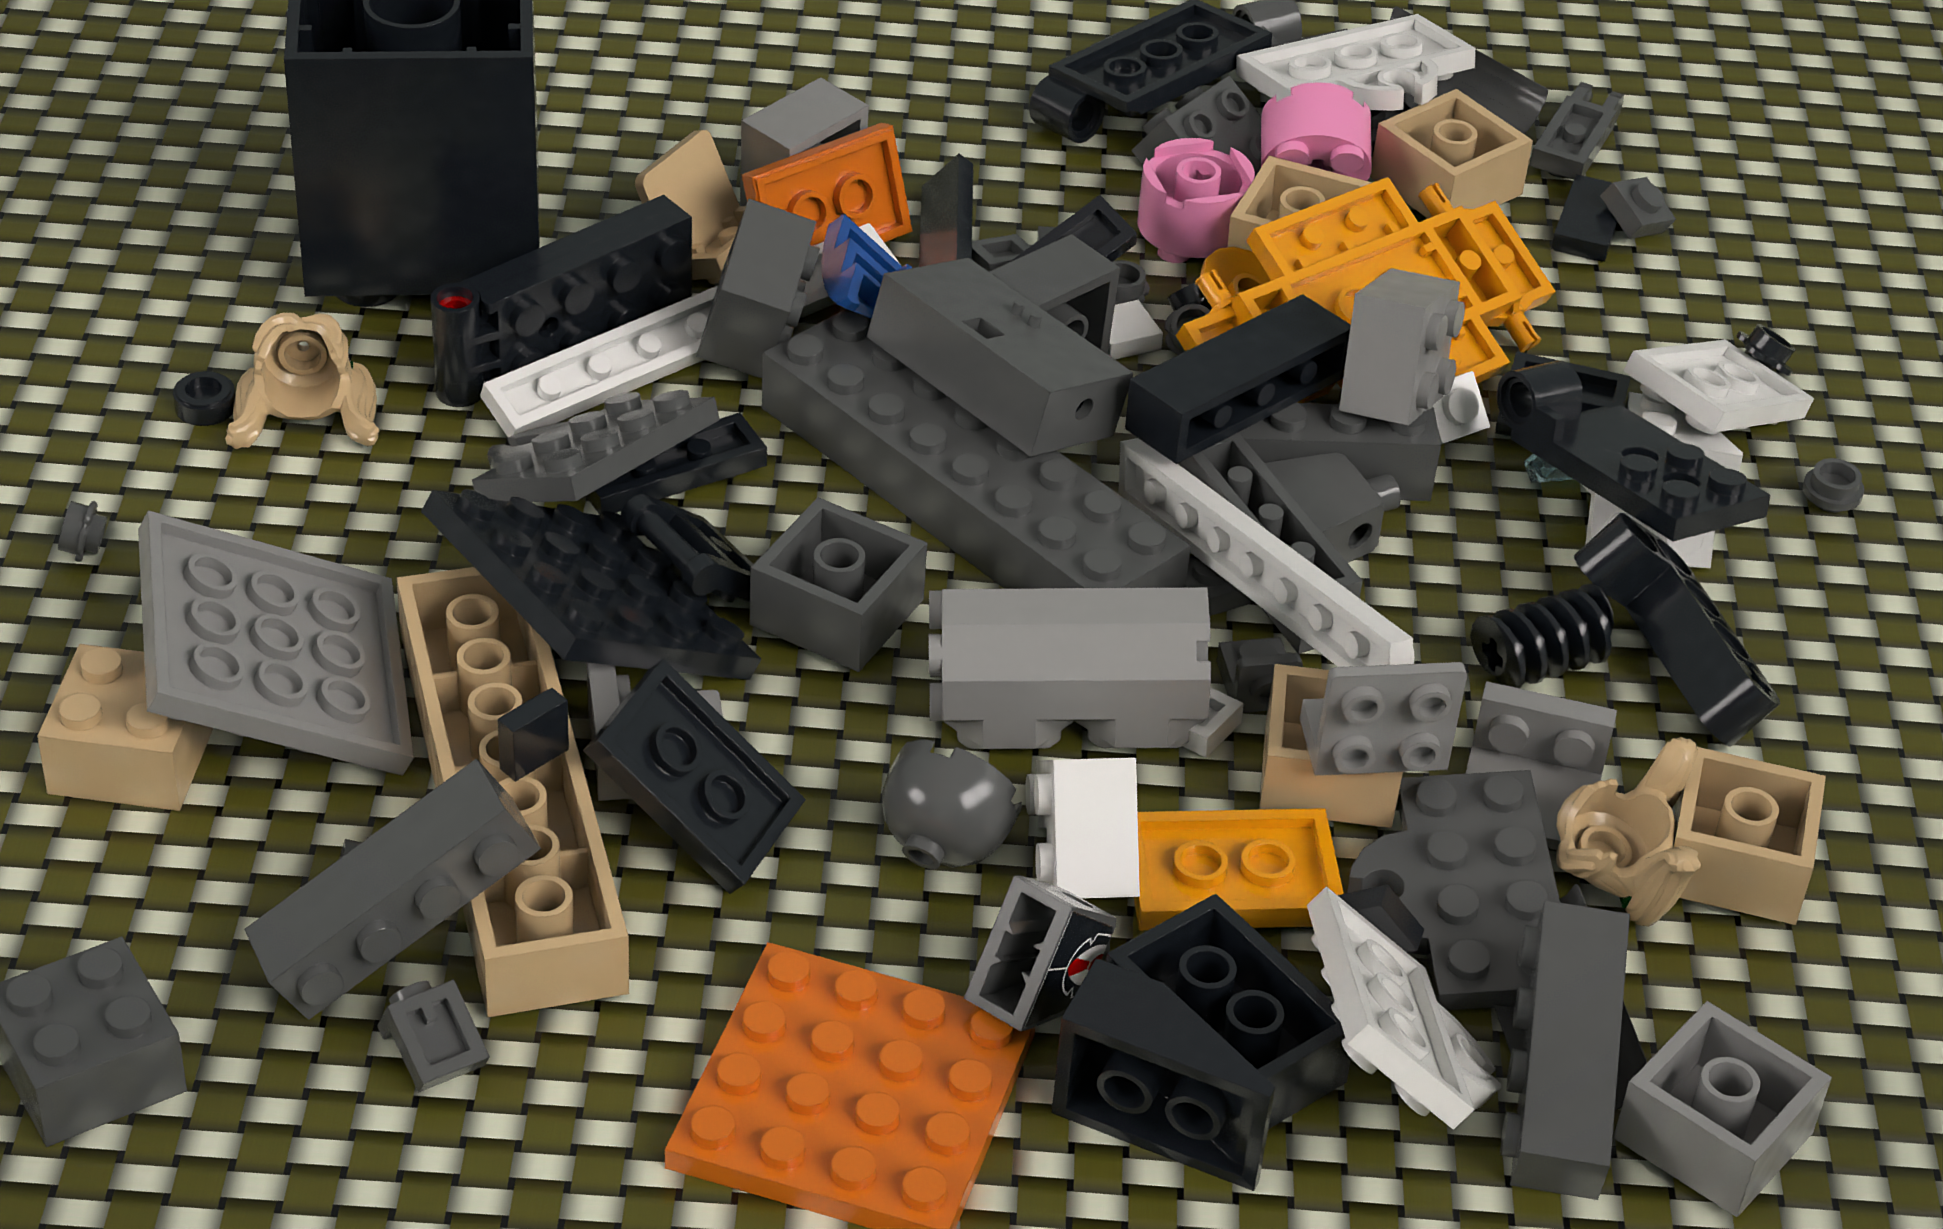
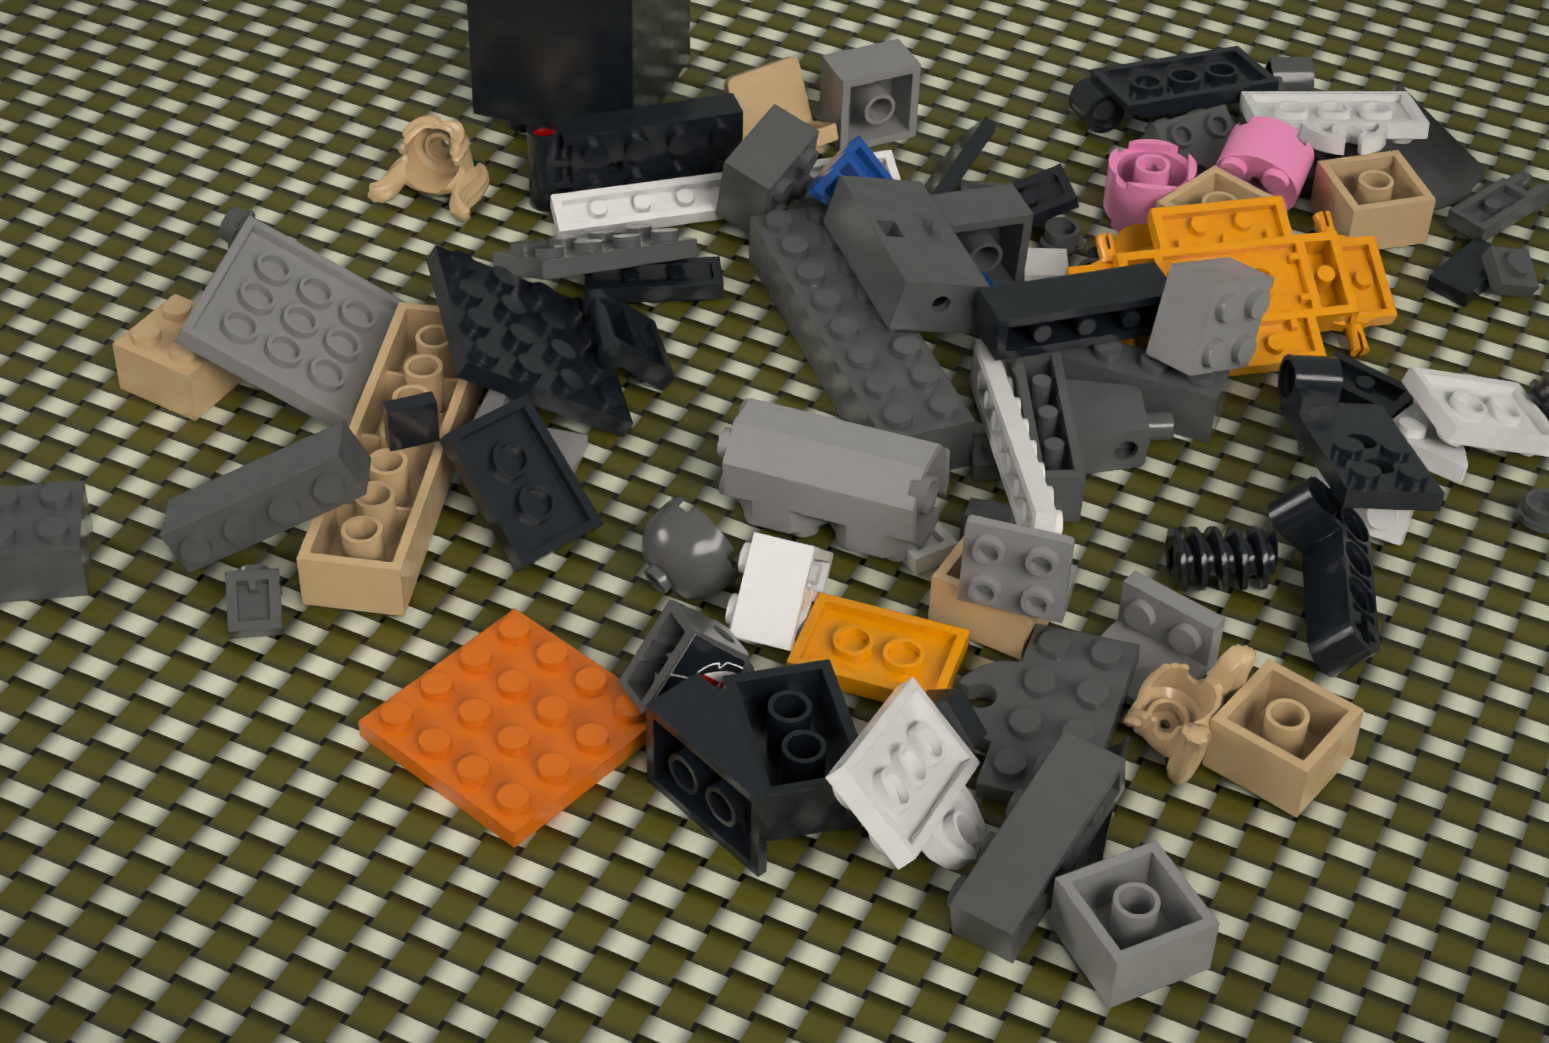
camera: 25 degrees right, 0 degrees up
(204, 398) = (371, 164): black tile -> none
(837, 584) = (703, 381): dark grey brick -> none
(844, 176) = (883, 114): orange tile -> none
(1461, 410) = (1257, 381): white plate -> none

